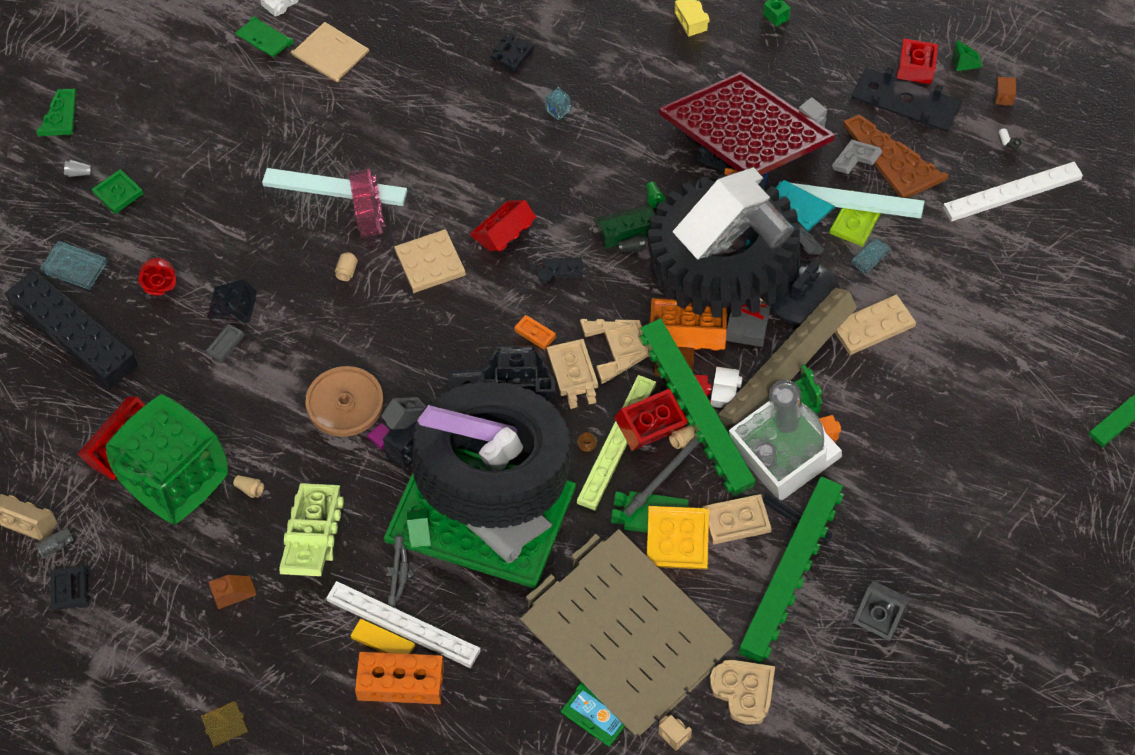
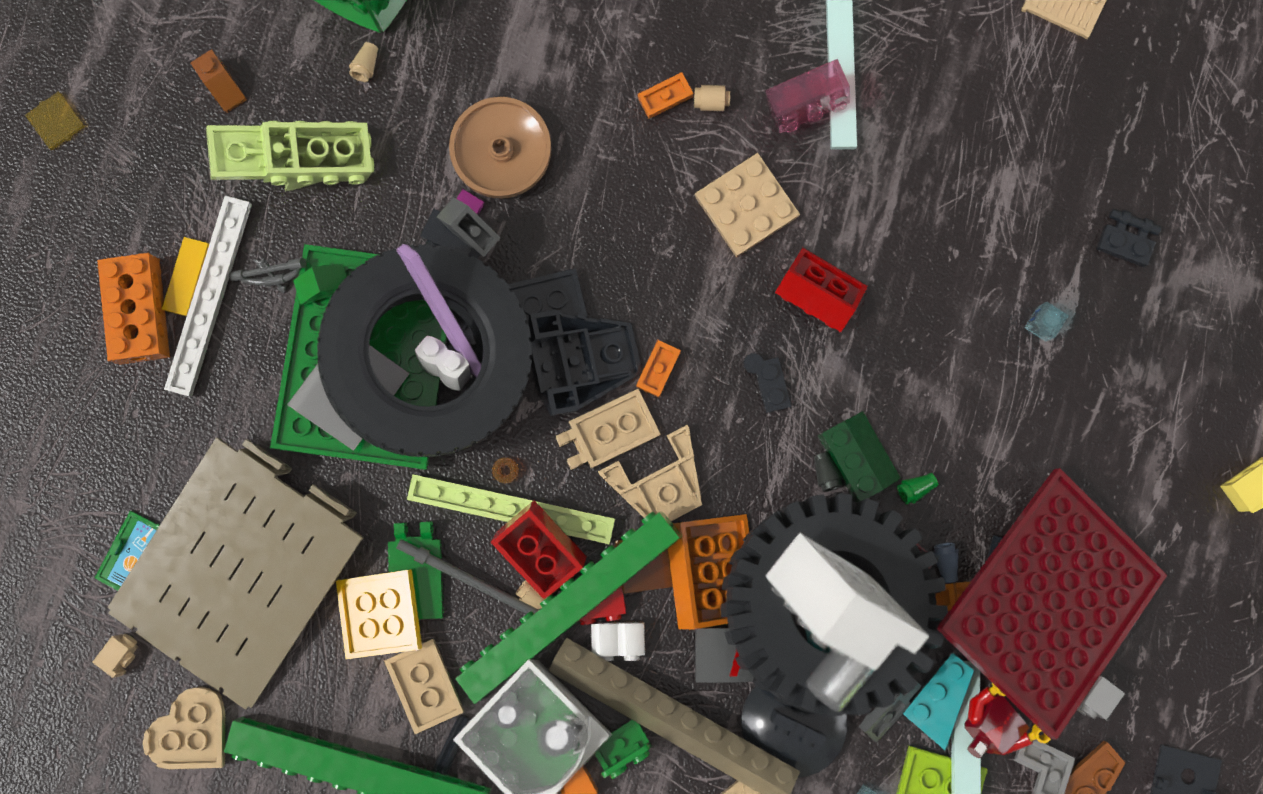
camera: 80 degrees right, 25 degrees up
(335, 295) = (665, 95): none -> orange plate
(820, 175) = (997, 726): none -> torso

